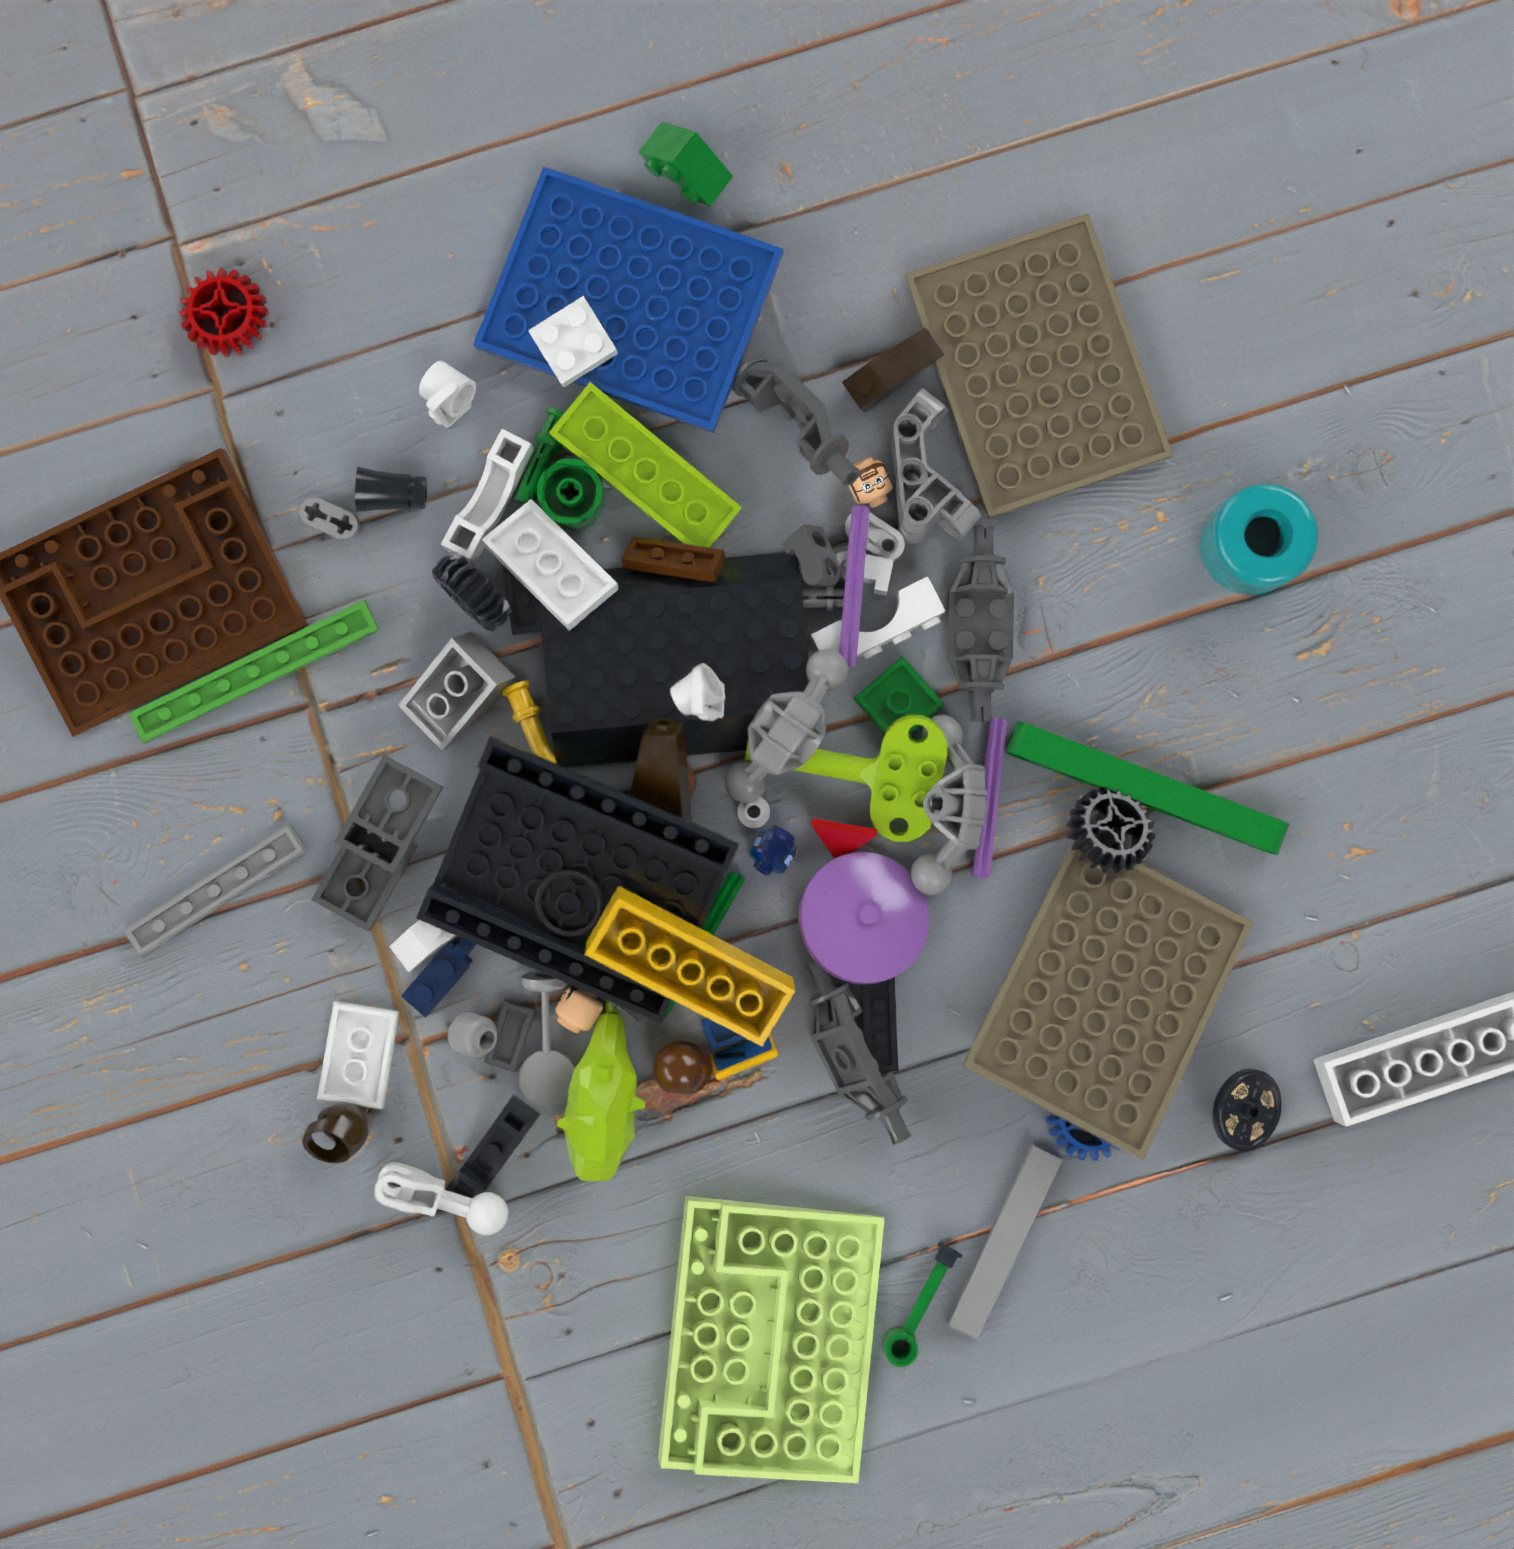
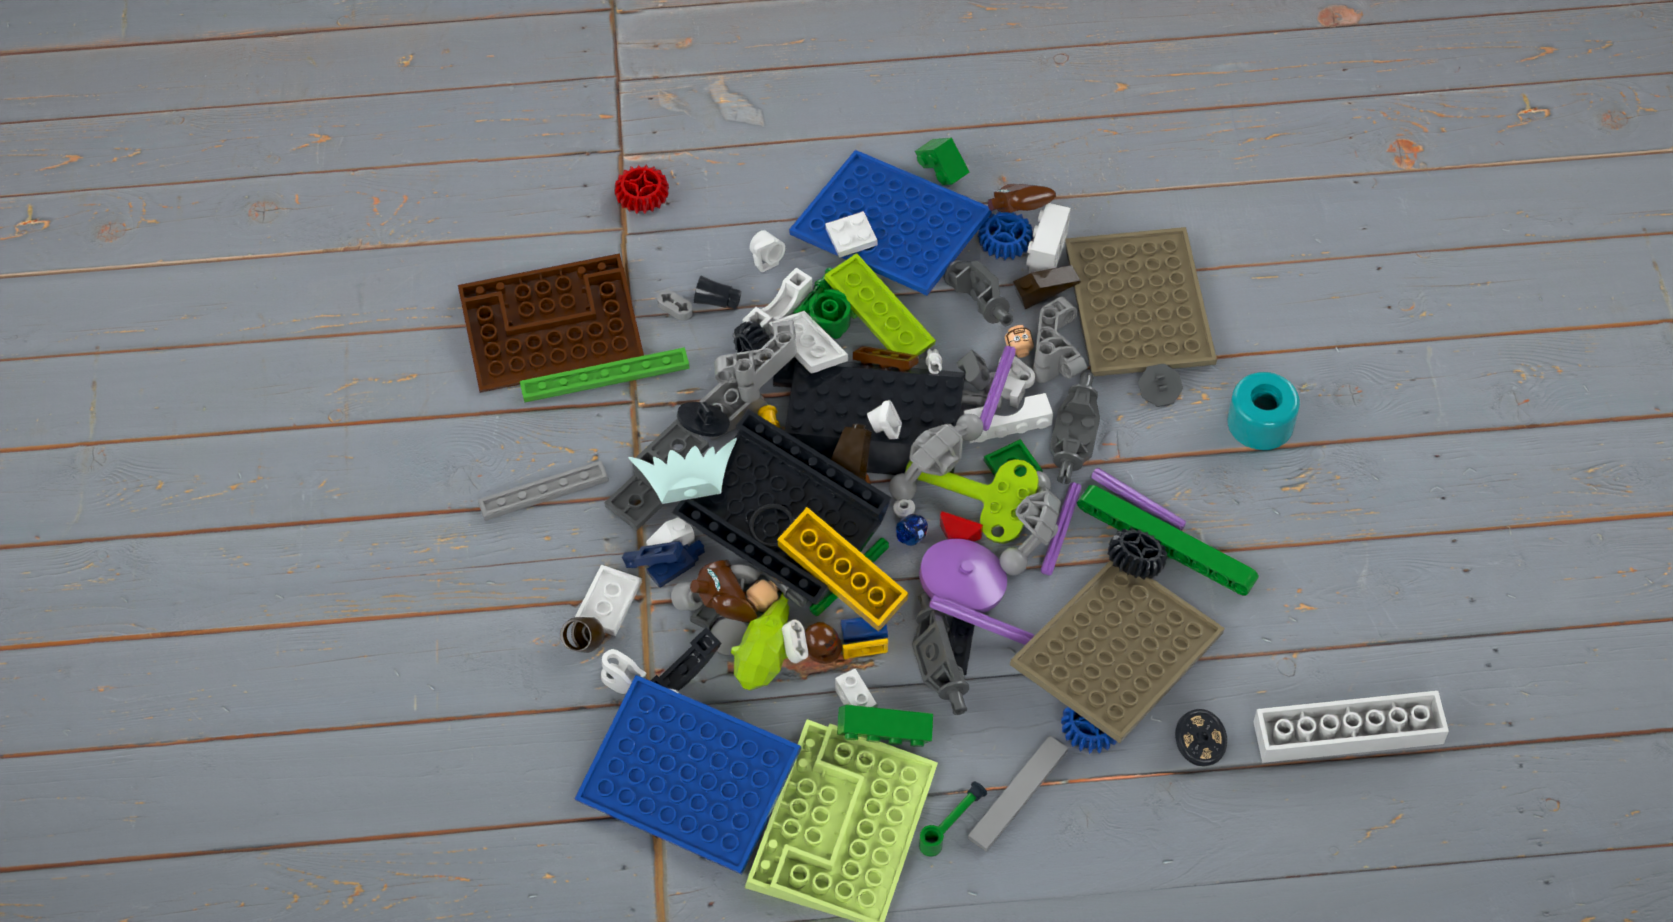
camera: 10 degrees right, 30 degrees down
(407, 978) = (653, 554): none -> dark blue hinge
(422, 737) = (703, 419): none -> black shield
(426, 857) = (689, 477): none -> light aqua piece
(469, 650) = (756, 367): none -> light grey connector
(518, 1026) = (722, 592): none -> reddish brown torso
(541, 1326) = (688, 774): none -> blue plate
(645, 1090) = (795, 641): none -> white beam
(747, 549) = (934, 361): none -> white axle
(750, 1147) = (853, 690): none -> white brick
(802, 1195) = (885, 724): none -> green brick
(825, 224) = (1020, 197): none -> reddish brown torso
(828, 264) = (1004, 241): none -> blue gear
(881, 288) = (1048, 238): none -> white brick
(905, 992) = (980, 620): none -> medium lavender axle
(1093, 724) = (1137, 499): none -> medium lavender axle
(1094, 515) = (1160, 385): none -> dark grey piece

